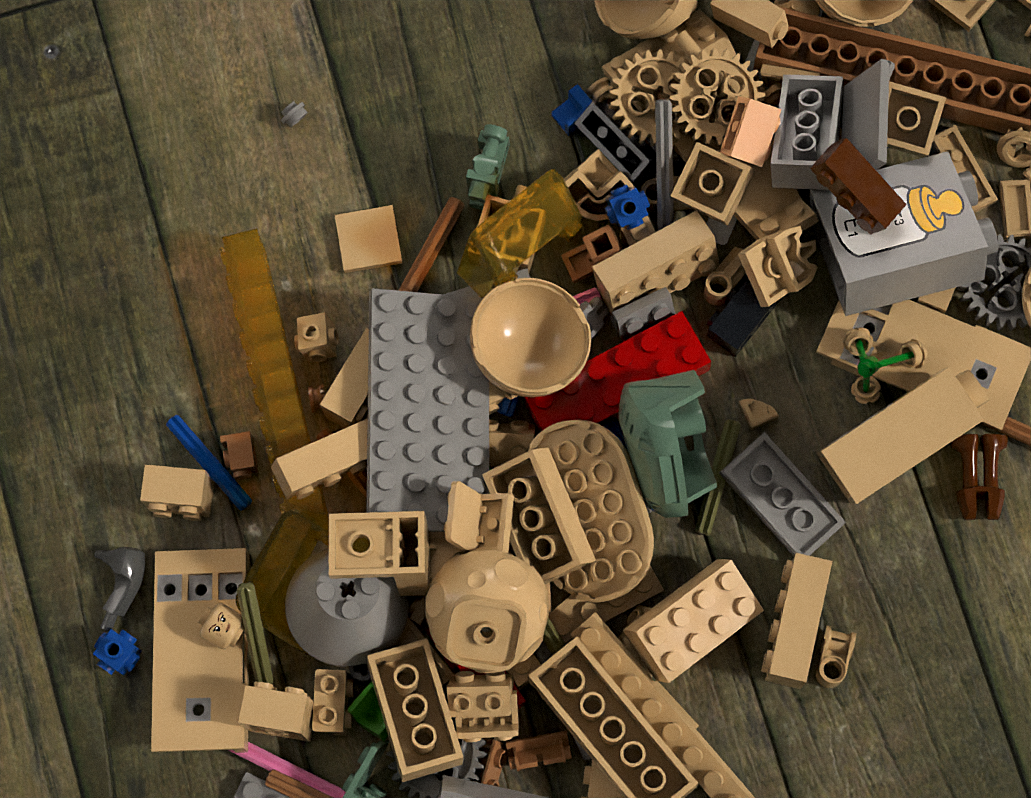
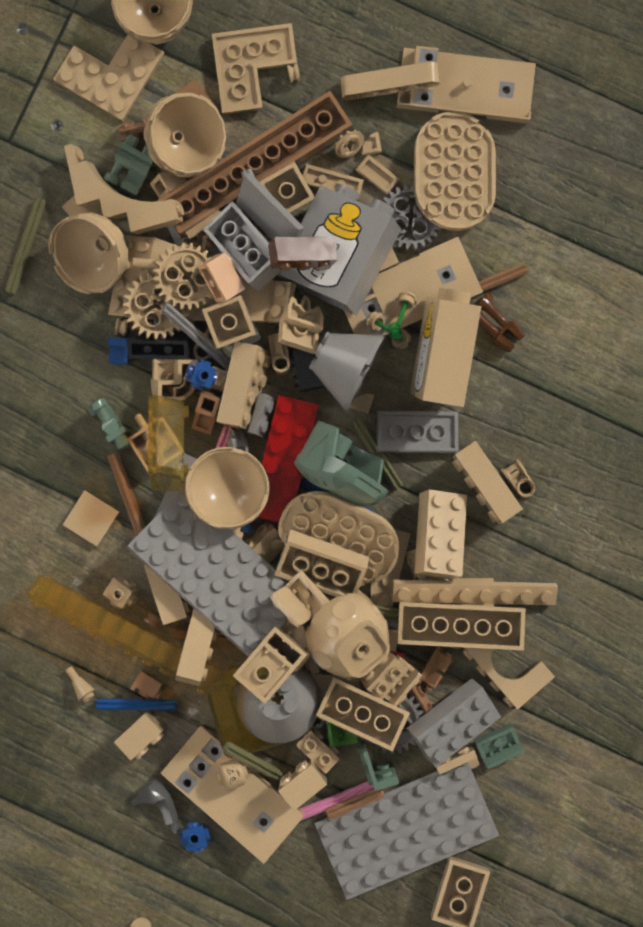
camera: 55 degrees left, 10 degrees up
(175, 391) = (82, 689): none -> tan cone
(783, 347) = (344, 363): none -> light grey cone

